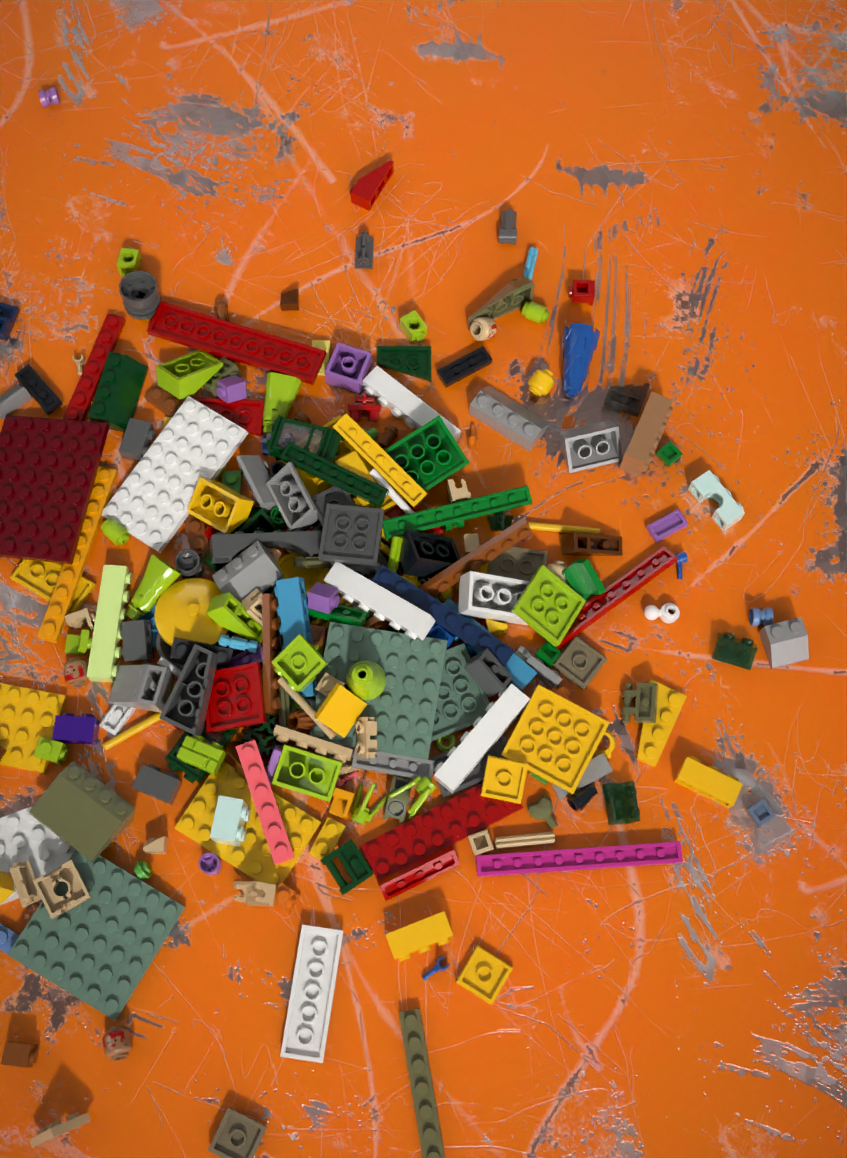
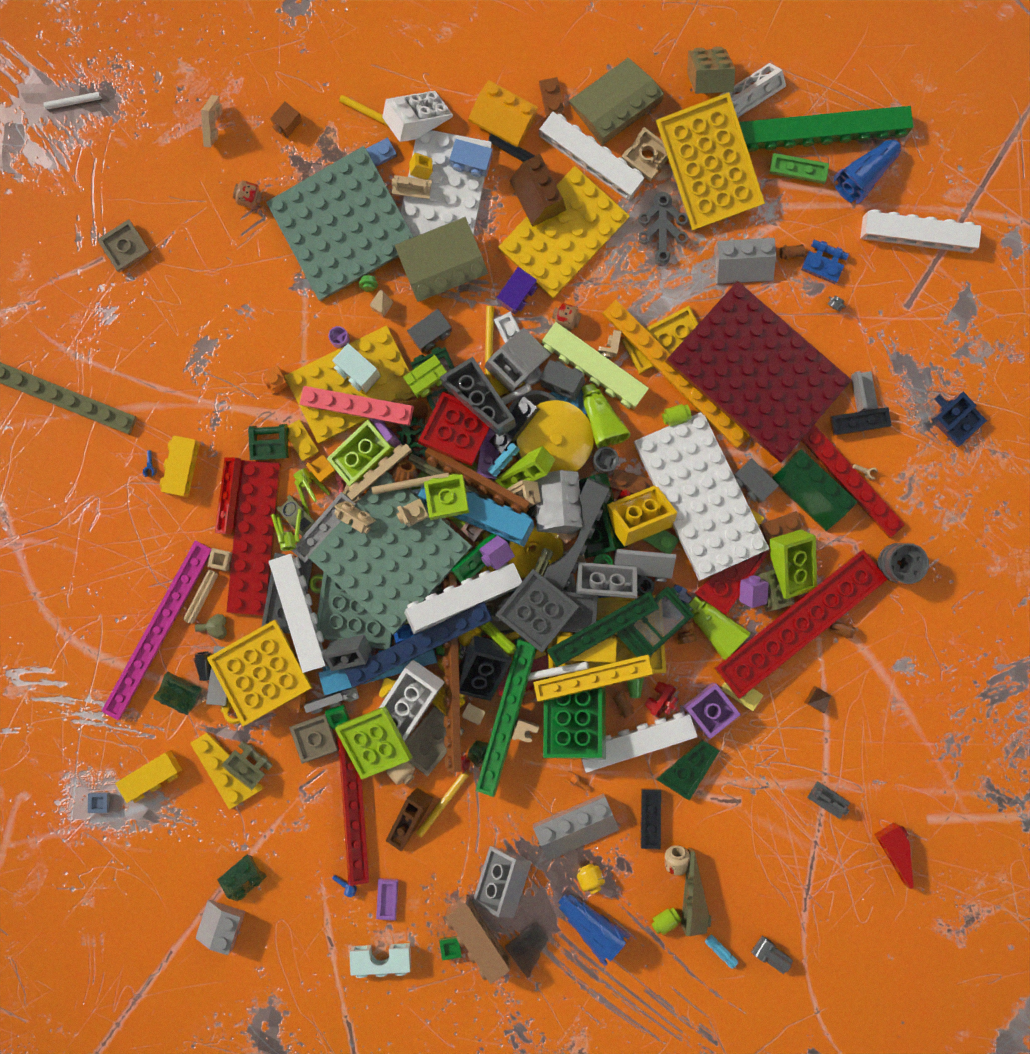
camera: 120 degrees right, 15 degrees up
(51, 751) = (510, 261): lime bracket -> none
(76, 893) = (393, 220): tan brick -> none
(78, 643) = (591, 330): lime bracket -> none
(128, 254) = (940, 573): lime brick -> none
(255, 893) = (291, 359): tan hinge -> none
(312, 994) = (191, 360): white plate -> none
(340, 710) = (386, 507): yellow tile -> none
(368, 687) = (401, 545): lime cone -> none
(413, 320) = (727, 800): lime brick -> none
(484, 975) = (121, 499): yellow tile -> none
(504, 779) = (253, 609): yellow tile -> none
(582, 291) = (659, 987): red brick -> none
(583, 578) = (381, 789): green panel -> none
(652, 612) = (317, 831): white plate -> none
(760, 616) = (254, 922): medium blue wheel -> none

